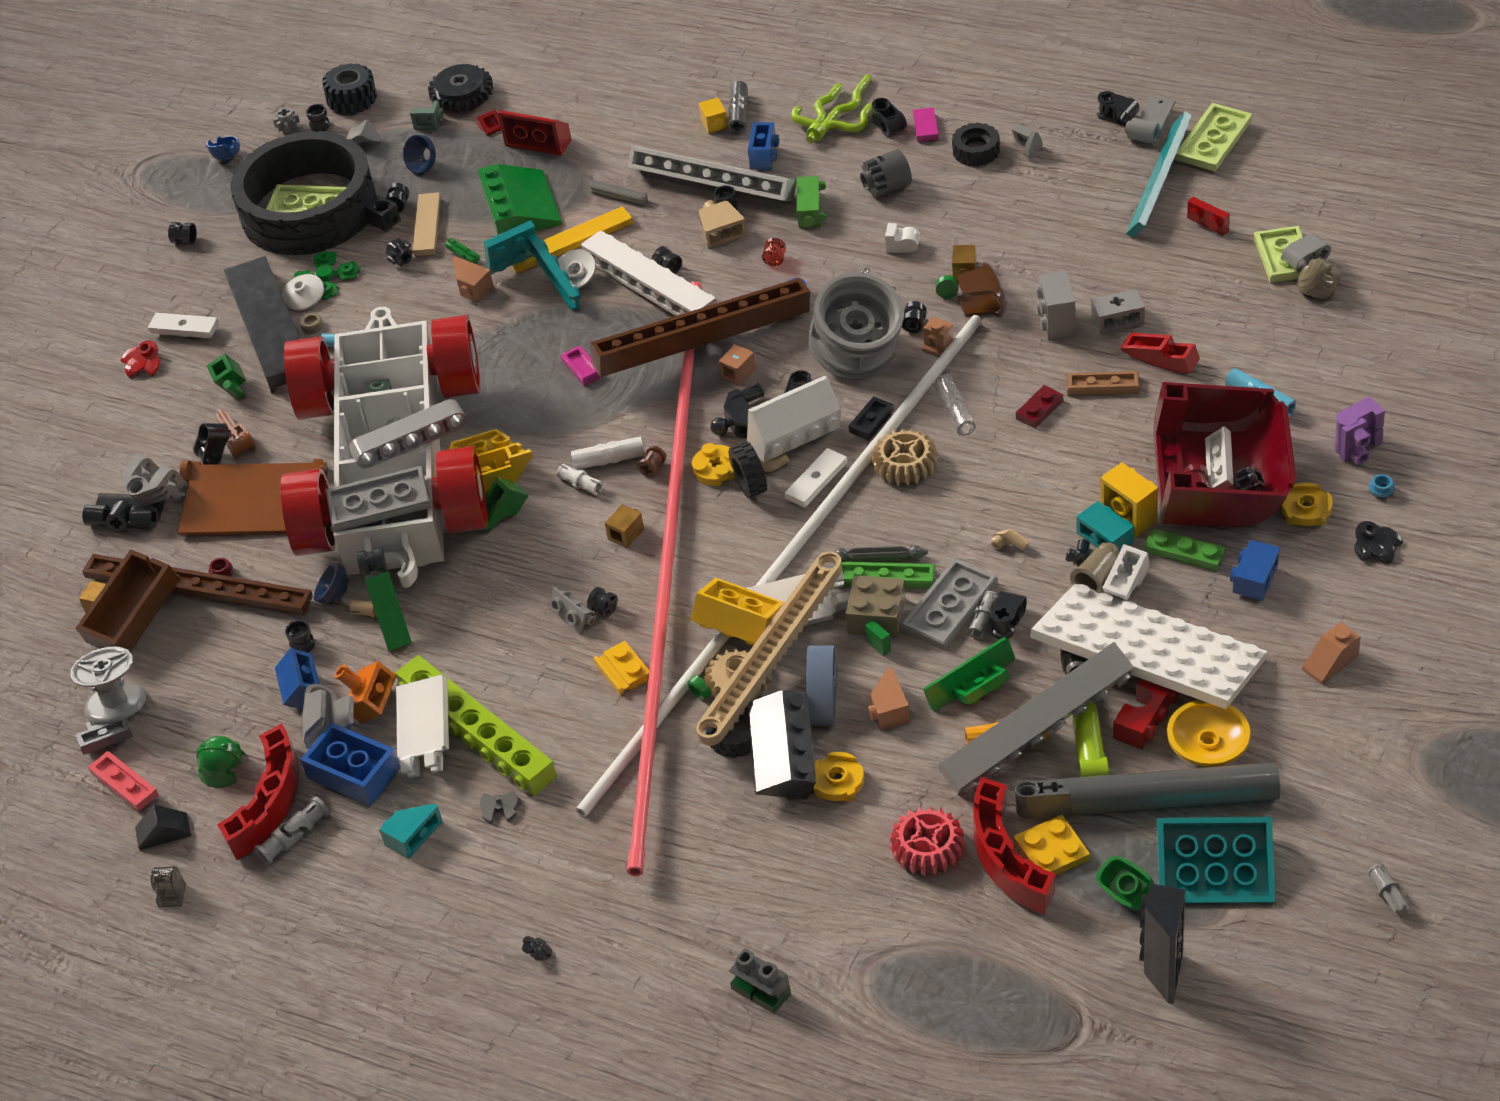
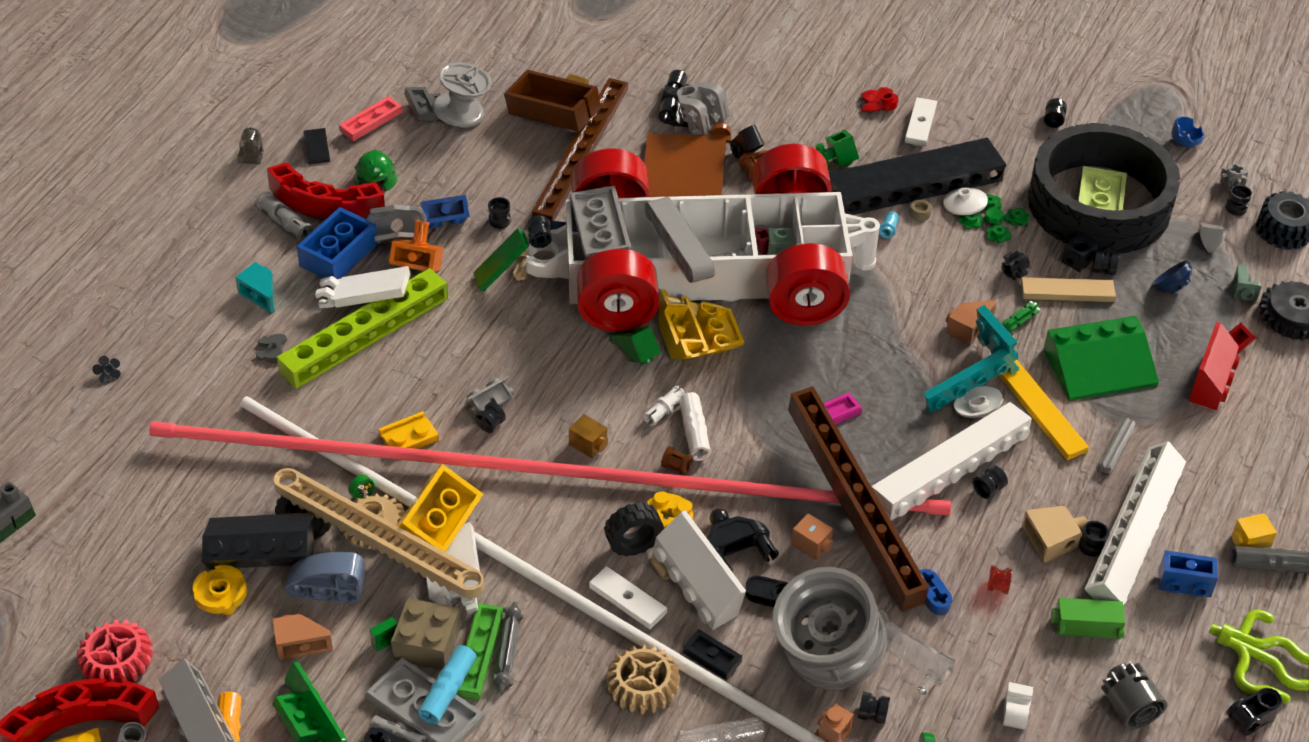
camera: 85 degrees right, 0 degrees up
(934, 577) = (447, 684): none -> medium azure axle

